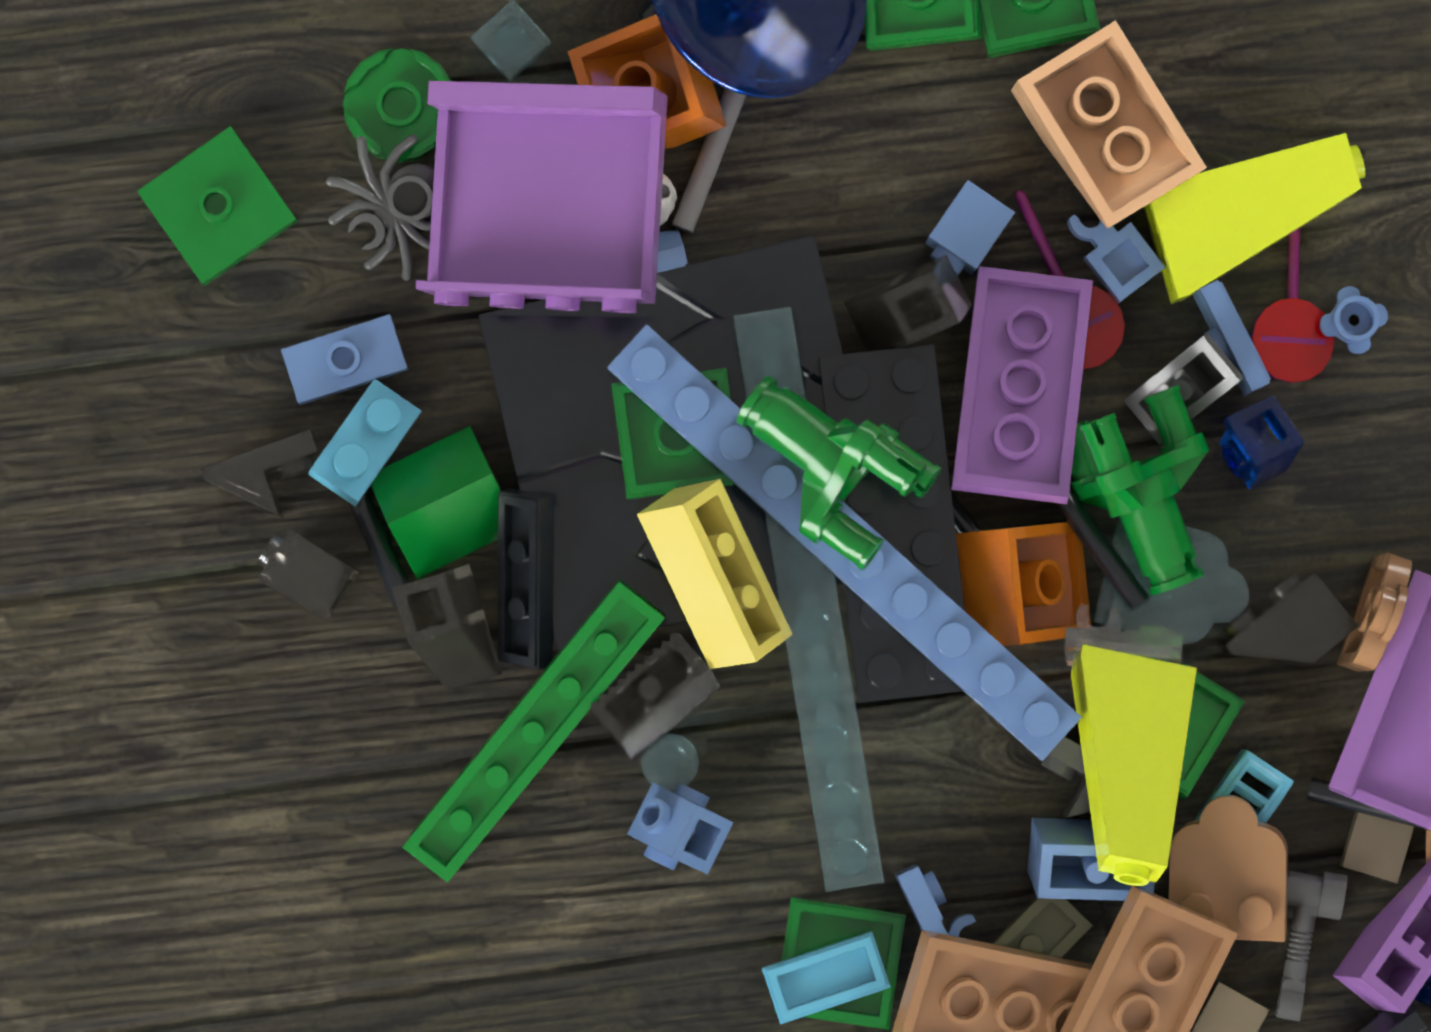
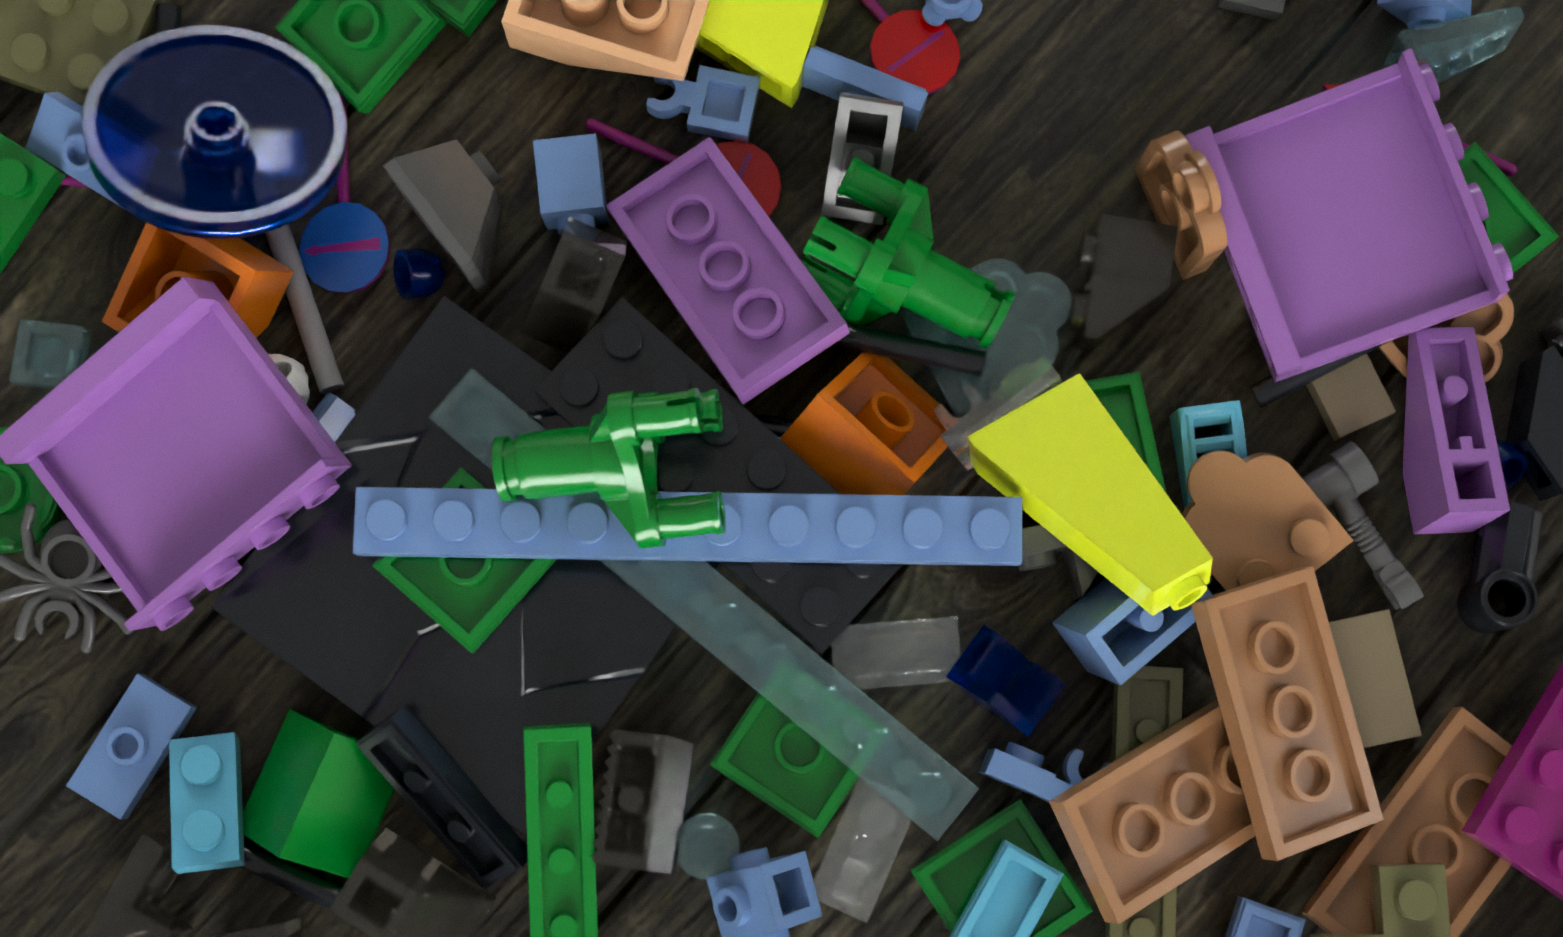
camera: 35 degrees left, 5 degrees down
(715, 574) = (601, 650): light yellow brick -> none
(767, 755) = (784, 767): none -> green plate
(768, 856) = (860, 852): none -> clear plate
(776, 134) = (345, 242): none -> blue piece
(808, 198) = (417, 273): none -> clear blue hinge
(876, 177) = (455, 203): none -> dark grey slope
(910, 747) = (897, 652): none -> clear tile
(964, 828) = (1005, 681): none -> clear blue panel
(1250, 449) = (959, 165): clear blue brick -> none

